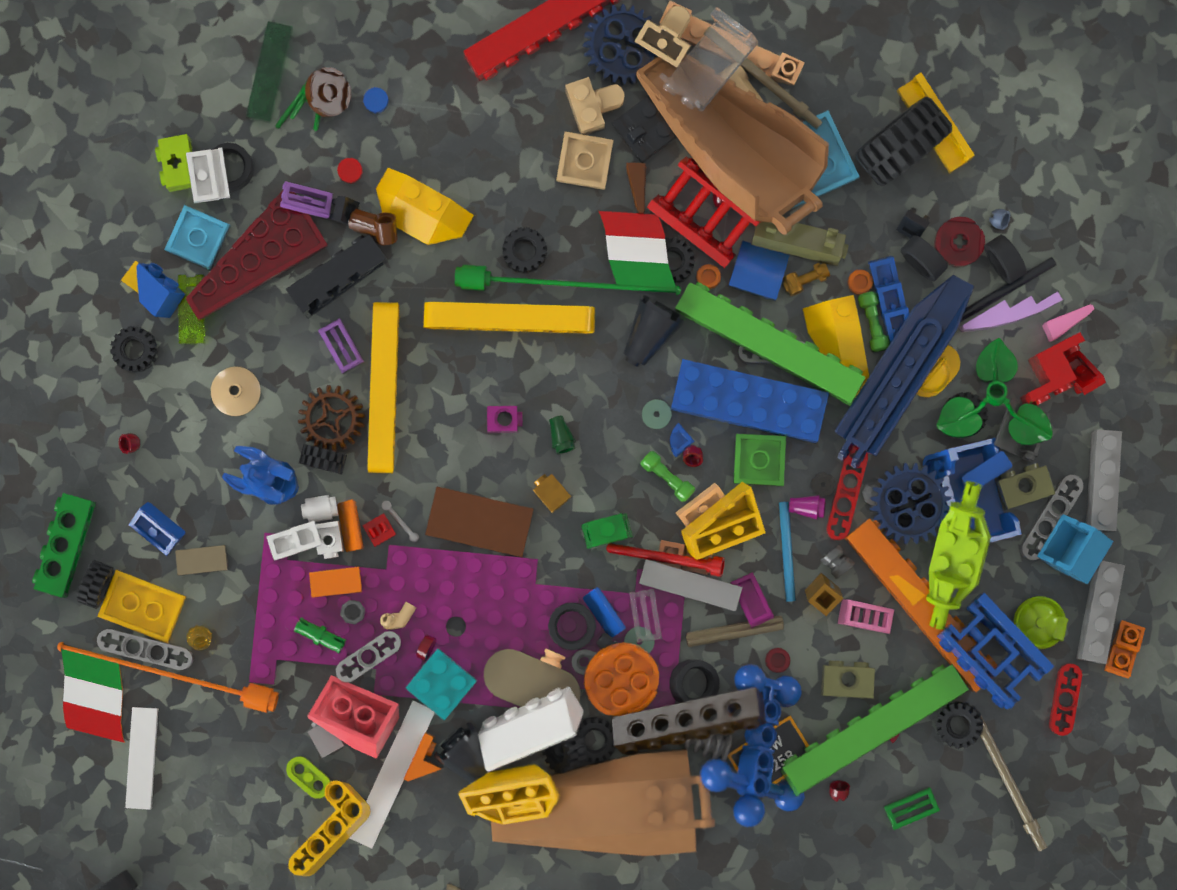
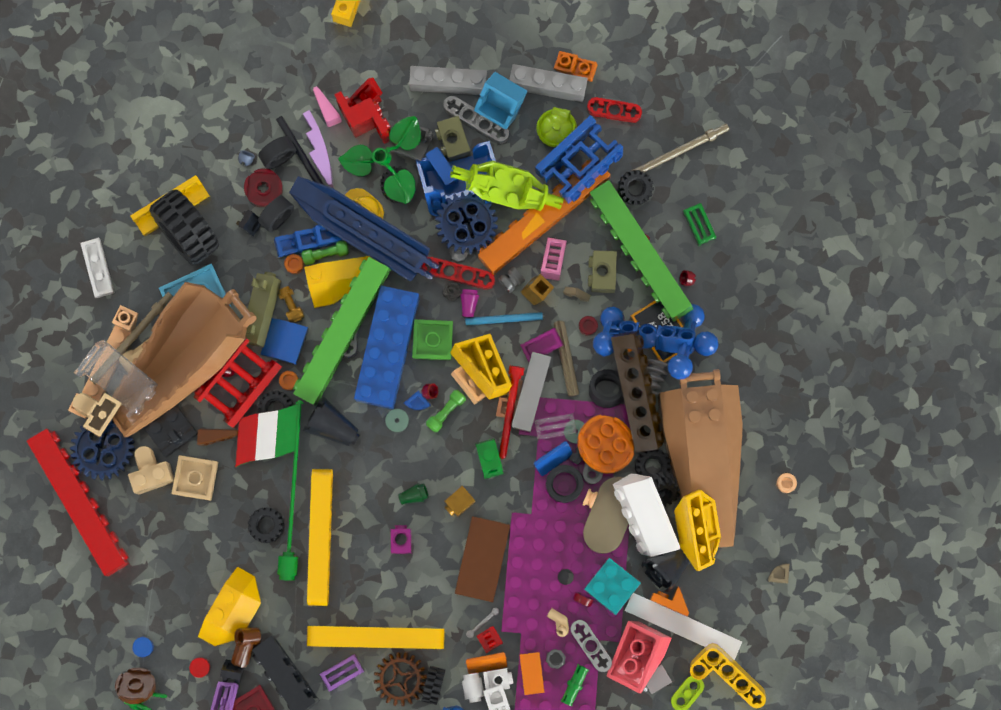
camera: 85 degrees left, 5 degrees down
(821, 640) = (571, 291): none -> dark tan tile
(855, 32) = (97, 268): none -> white tile

